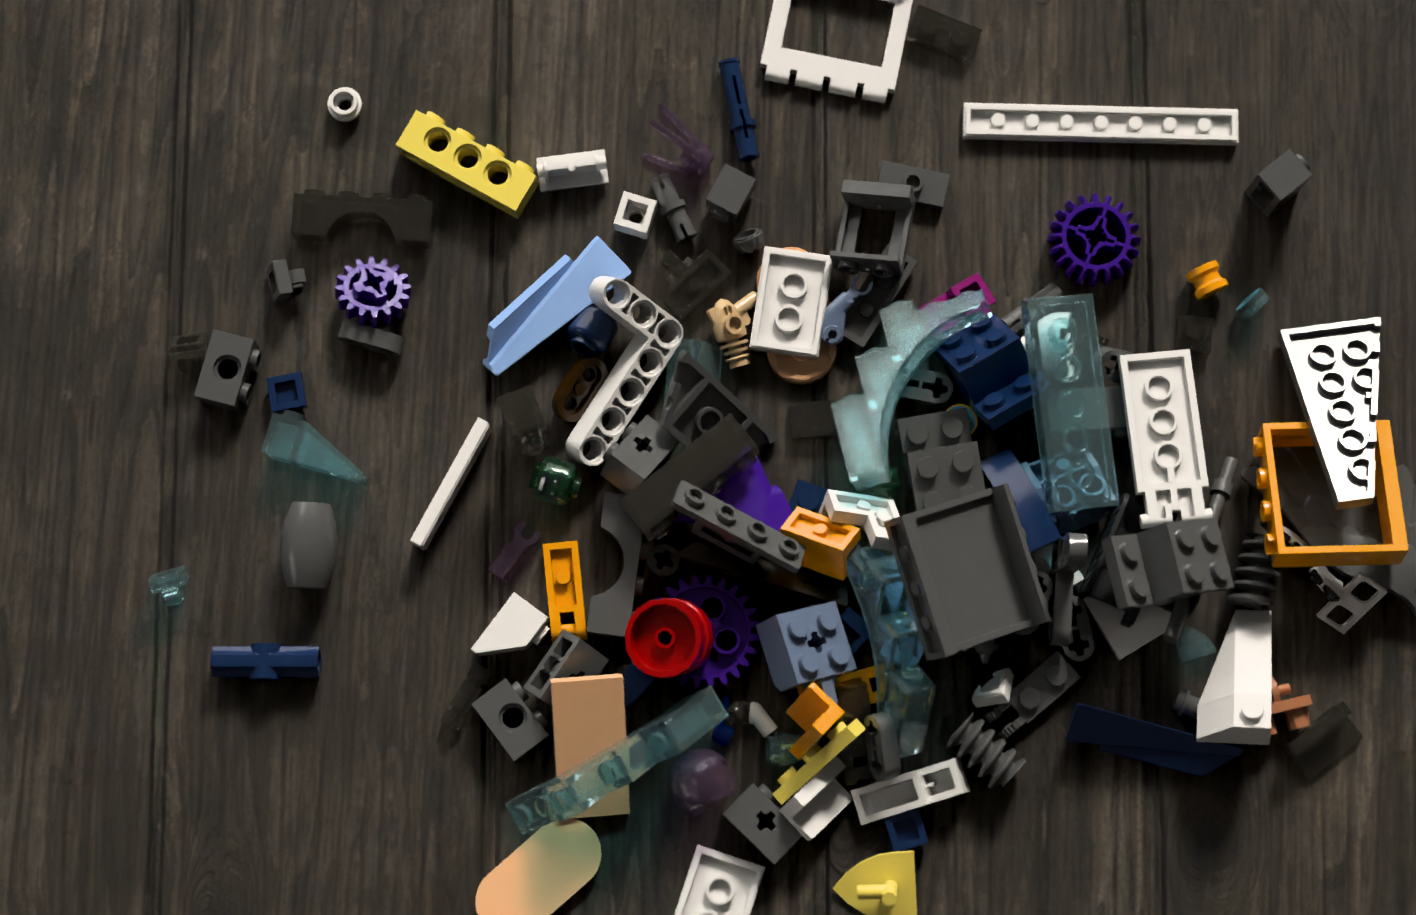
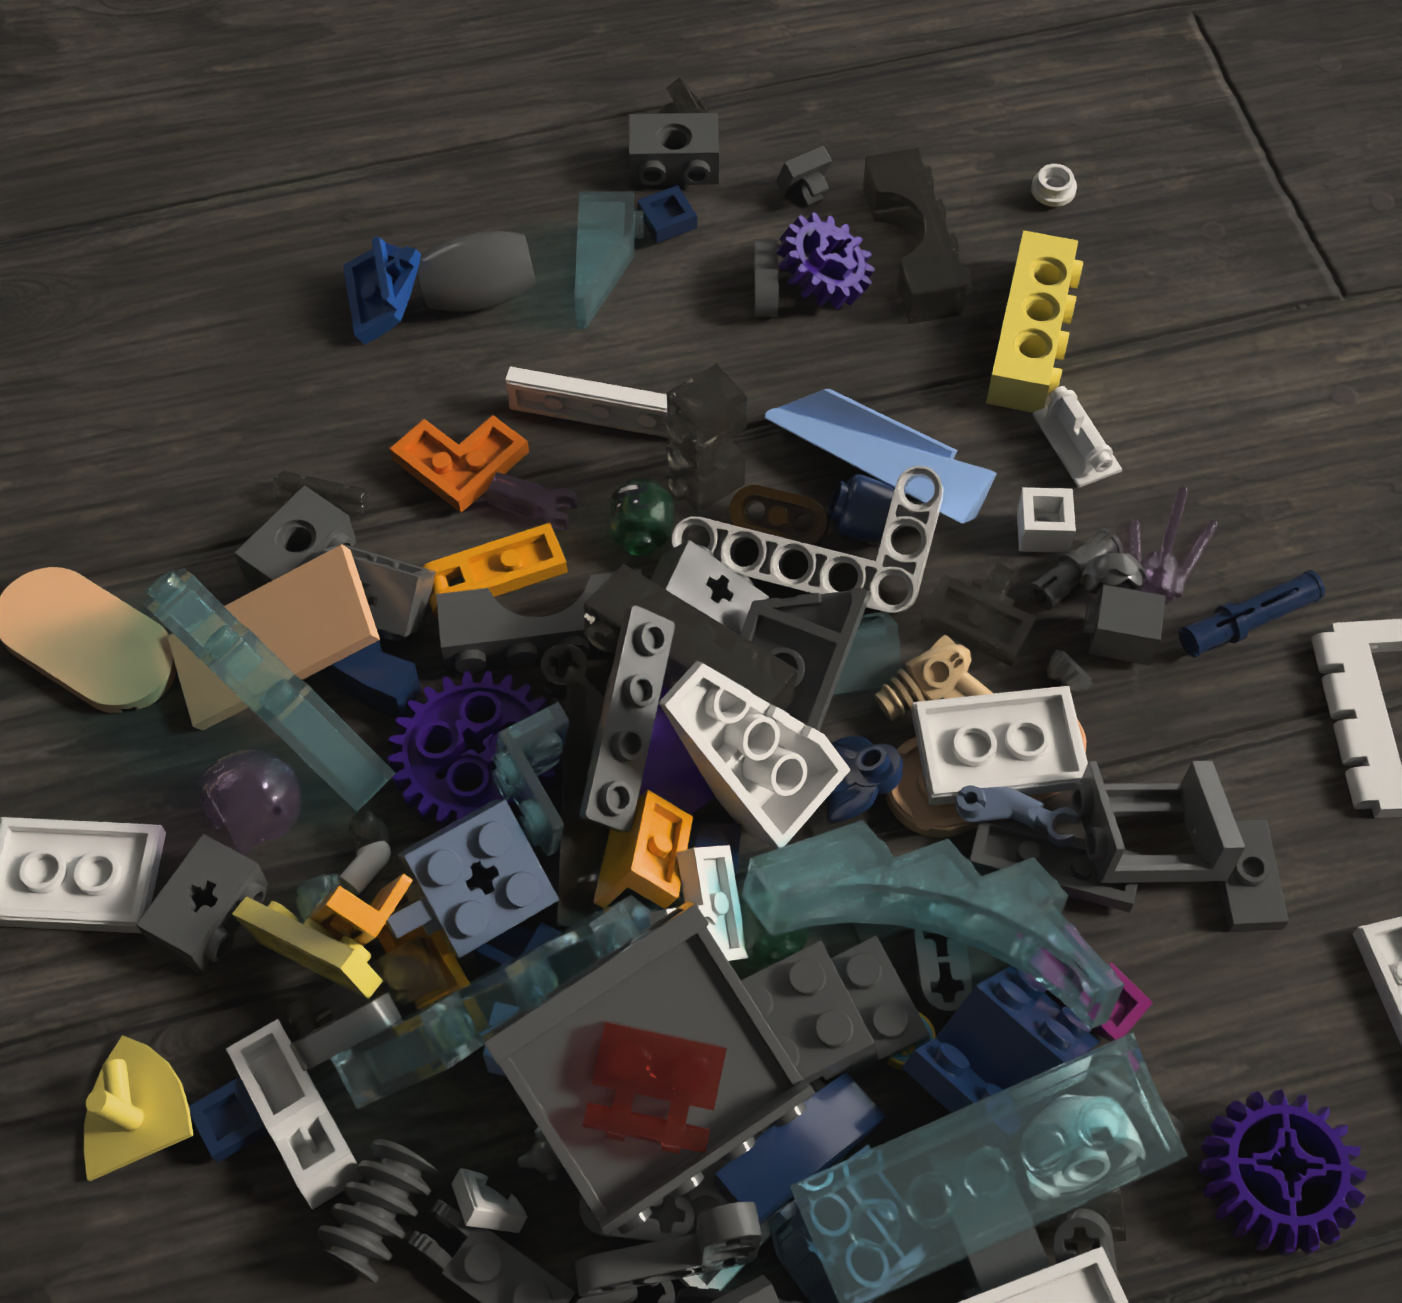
camera: 75 degrees right, 20 degrees down
(169, 583) = (391, 159): clear light blue tile -> none
(266, 661) = (319, 273): dark blue piece -> none
(299, 619) = (380, 287): none -> blue slope
(476, 595) = (462, 470): none -> orange plate
(513, 628) = (426, 516): white slope -> none
(648, 635) = (444, 683): red wheel -> none
(693, 188) = (1113, 570): none -> dark grey plate
(722, 733) = (336, 814): clear blue hand -> none
(732, 595) = (522, 754): none -> clear light blue bracket
(781, 453) = (753, 754): none -> white wedge
(785, 405) = (872, 773): none -> dark blue plate
(817, 801) = (248, 967): white panel -> none
(970, 566) = (660, 1068): none -> clear red plate

